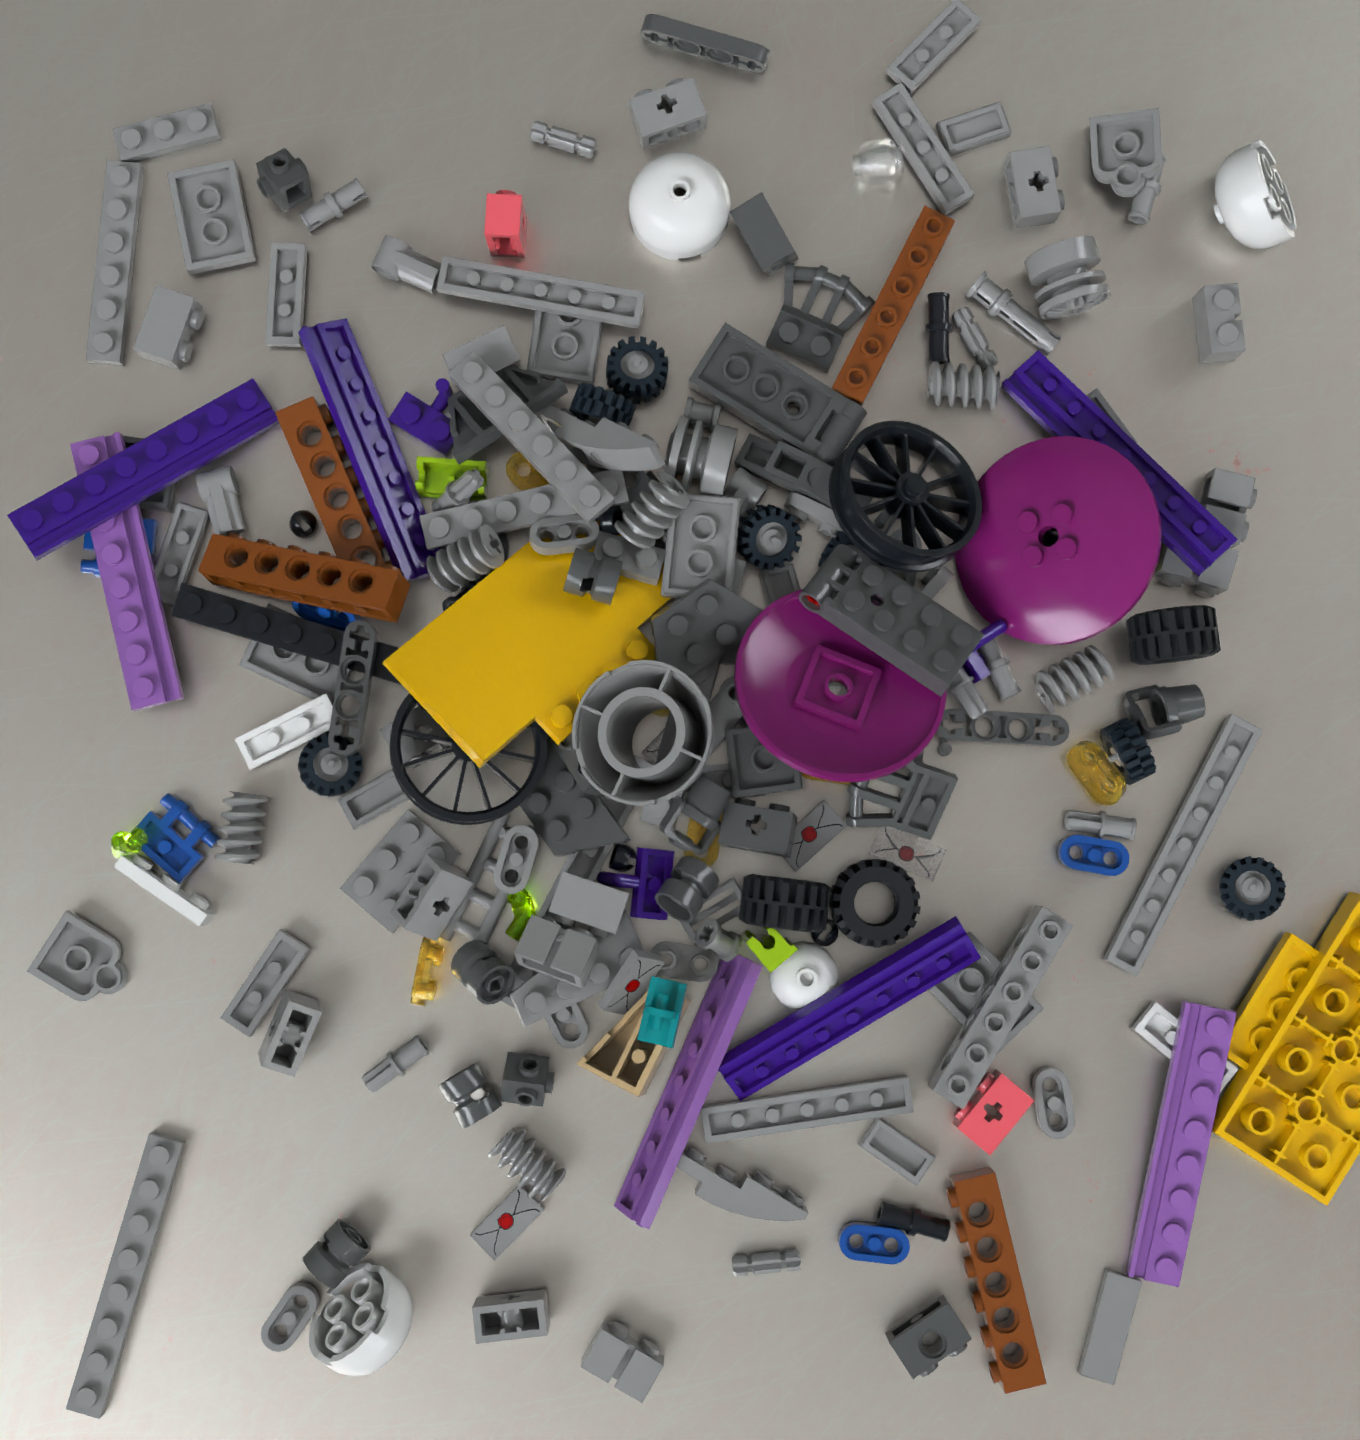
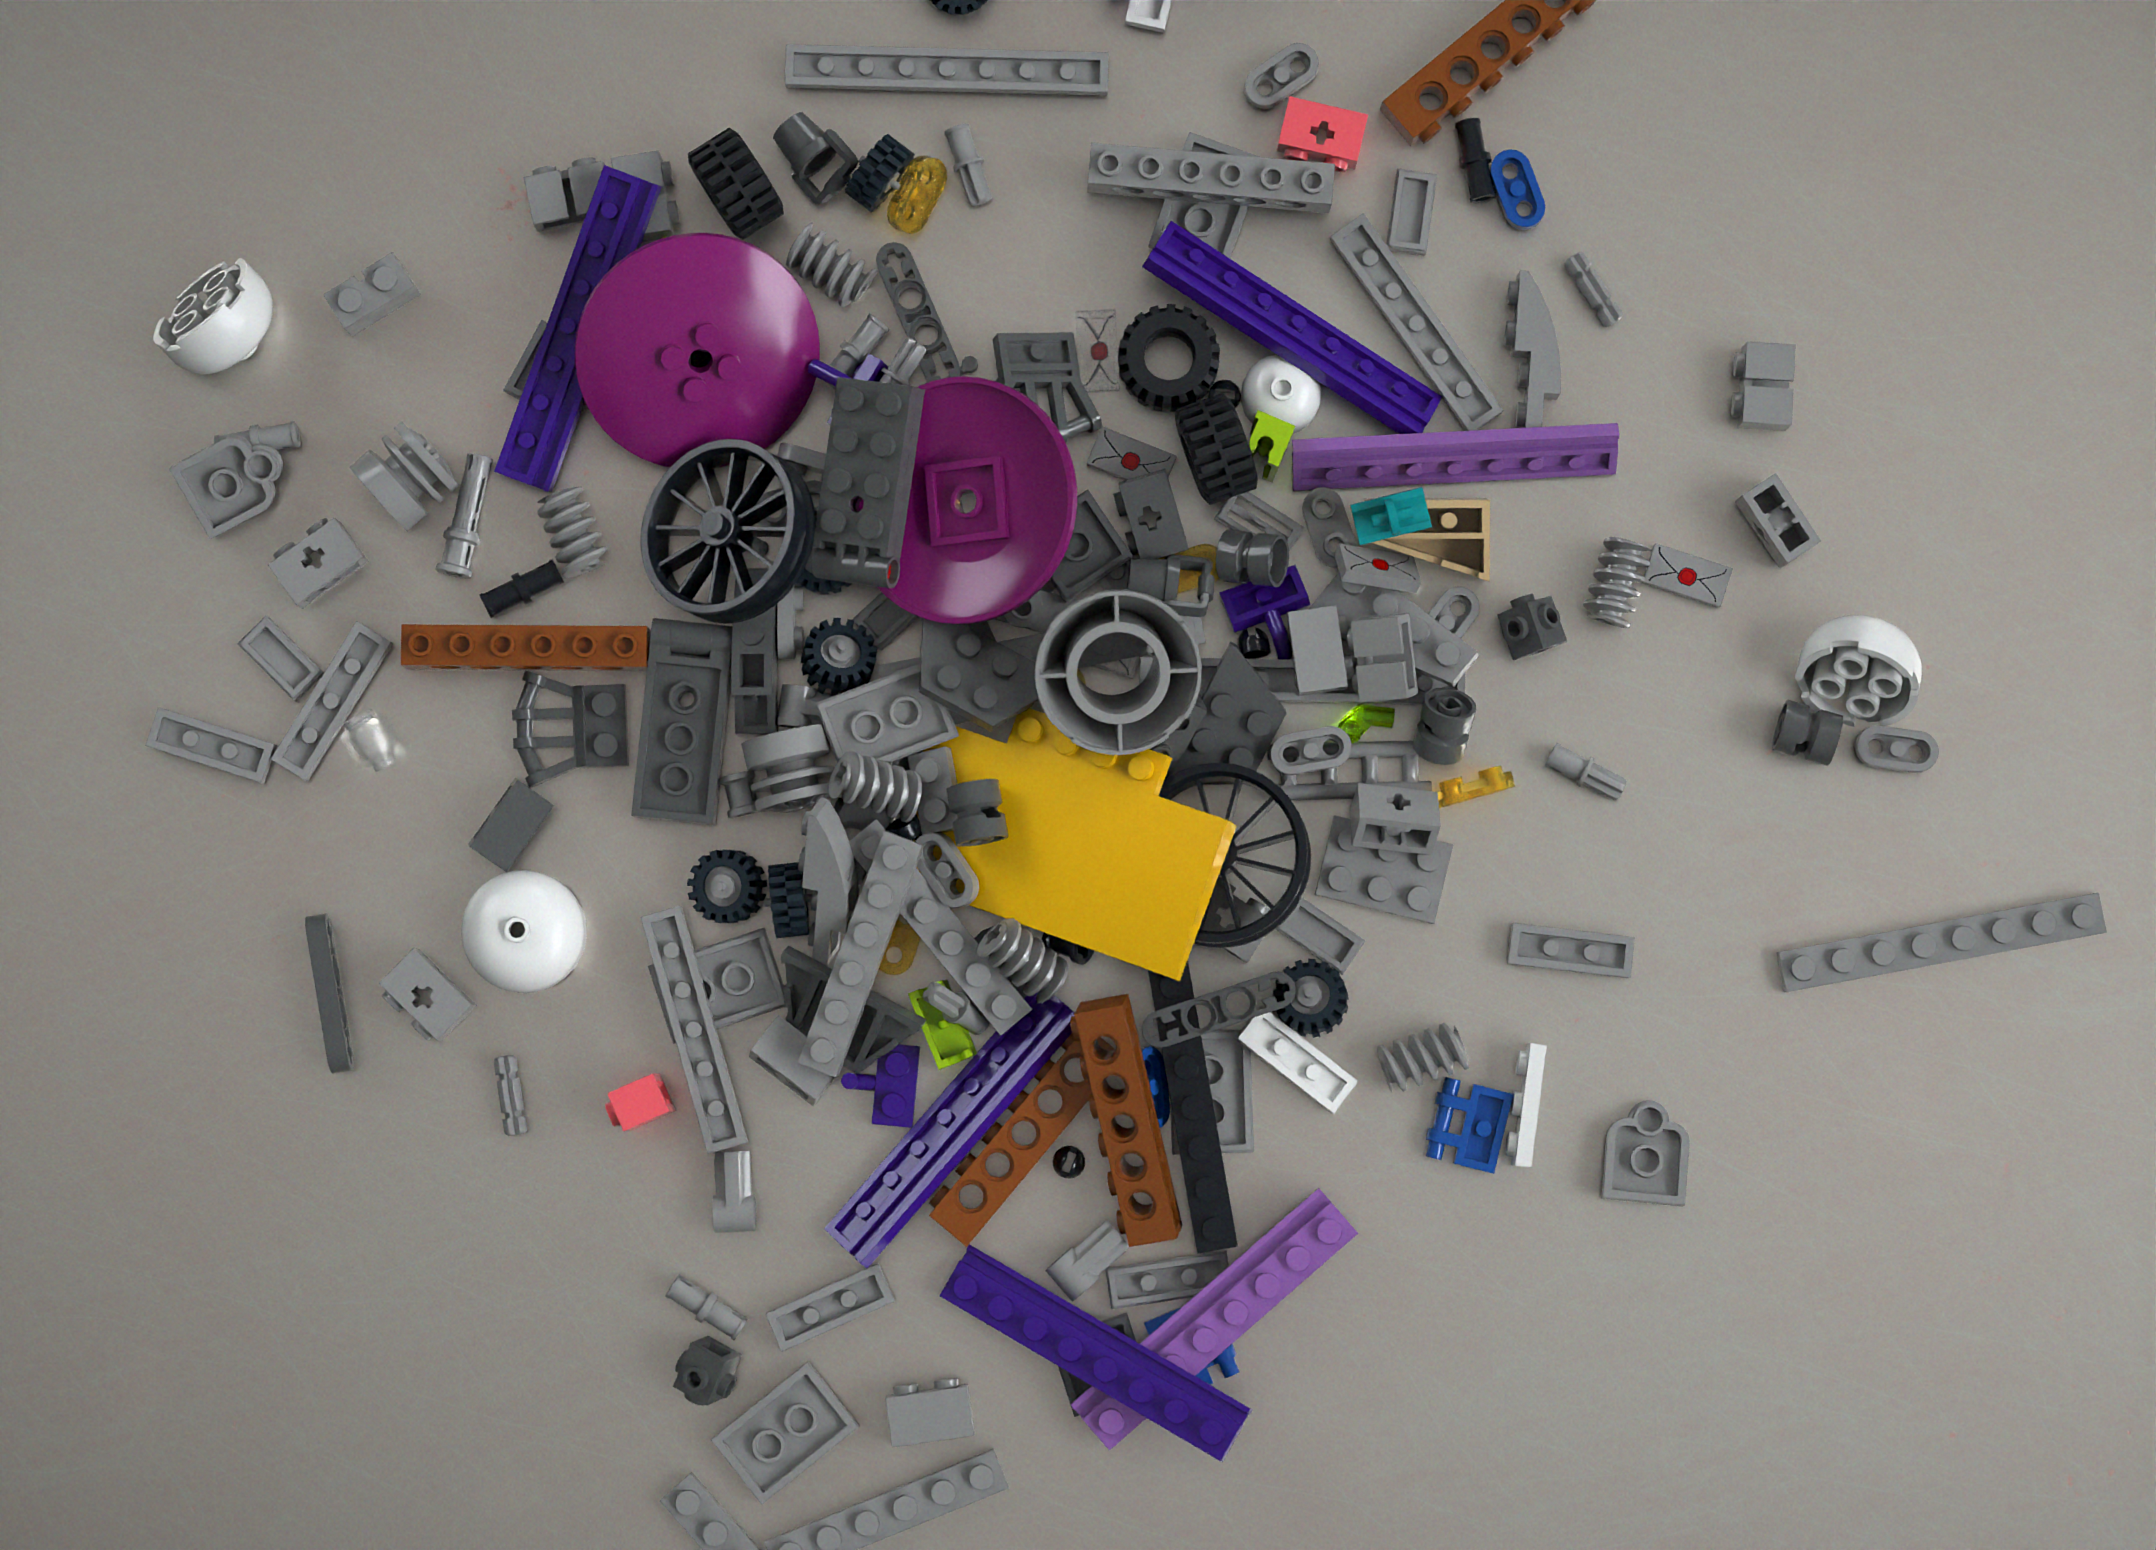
camera: 115 degrees left, 0 degrees up
(124, 843) = (1498, 1168): clear neon green arm -> none
(289, 1033) = (1608, 895): light grey brick -> none
(458, 1091) = (1577, 677): dark grey wheel -> none
(714, 937) = (1288, 501): light grey bush -> none
(908, 1335) = (1592, 109): dark grey brick -> none
(974, 338) = (512, 545): light grey axle -> none
(1092, 855) = (1004, 157): blue plate -> none

